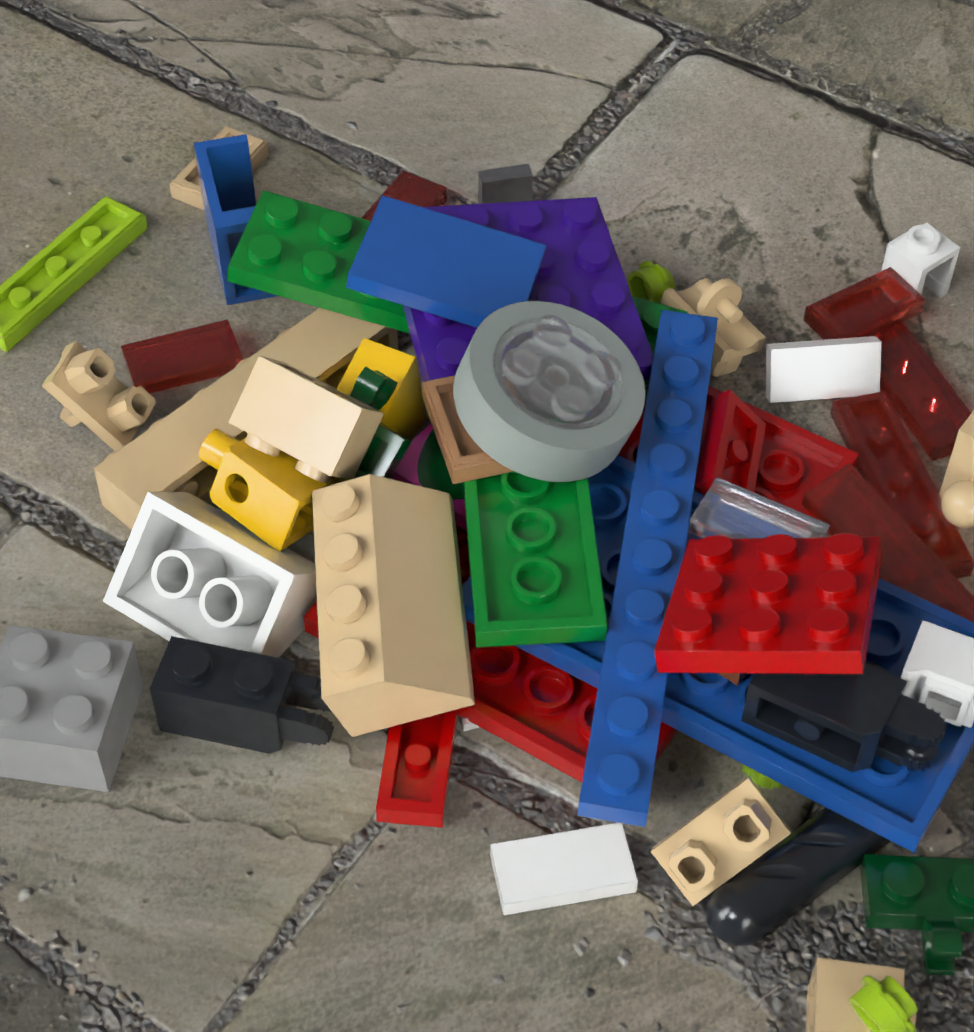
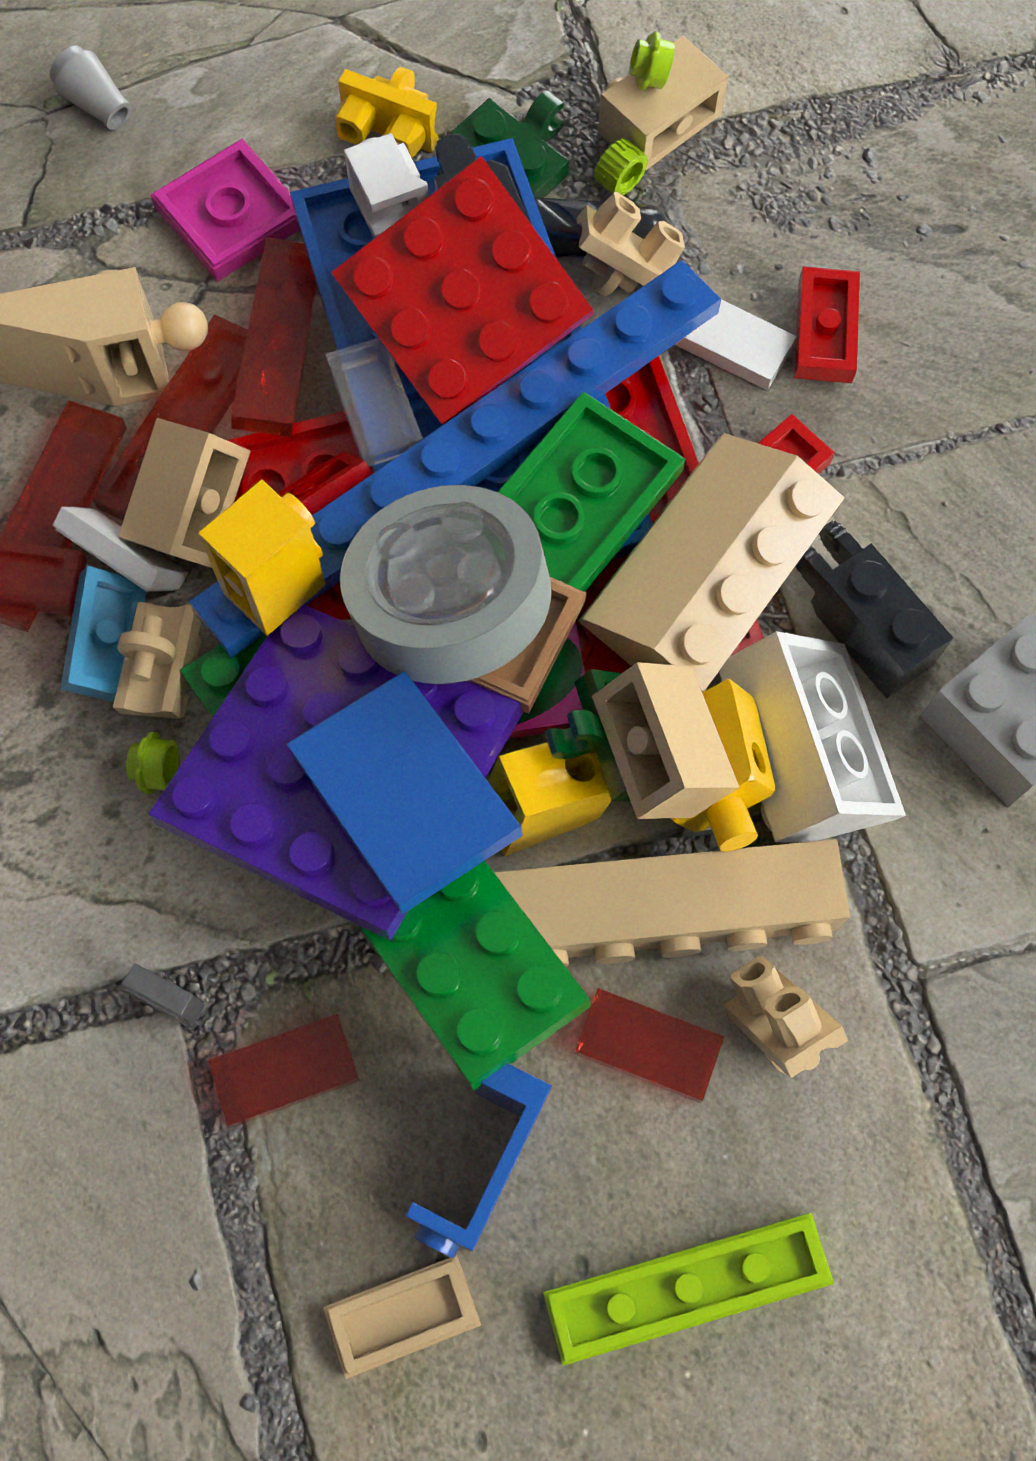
camera: 140 degrees left, 20 degrees up
(487, 939) = (827, 325): none -> red plate
(676, 306) = (265, 555): none -> yellow brick
(773, 313) = (101, 613): none -> dark azure plate
(817, 937) = (621, 167): none -> lime axle
(818, 404) = (181, 489): none -> tan brick

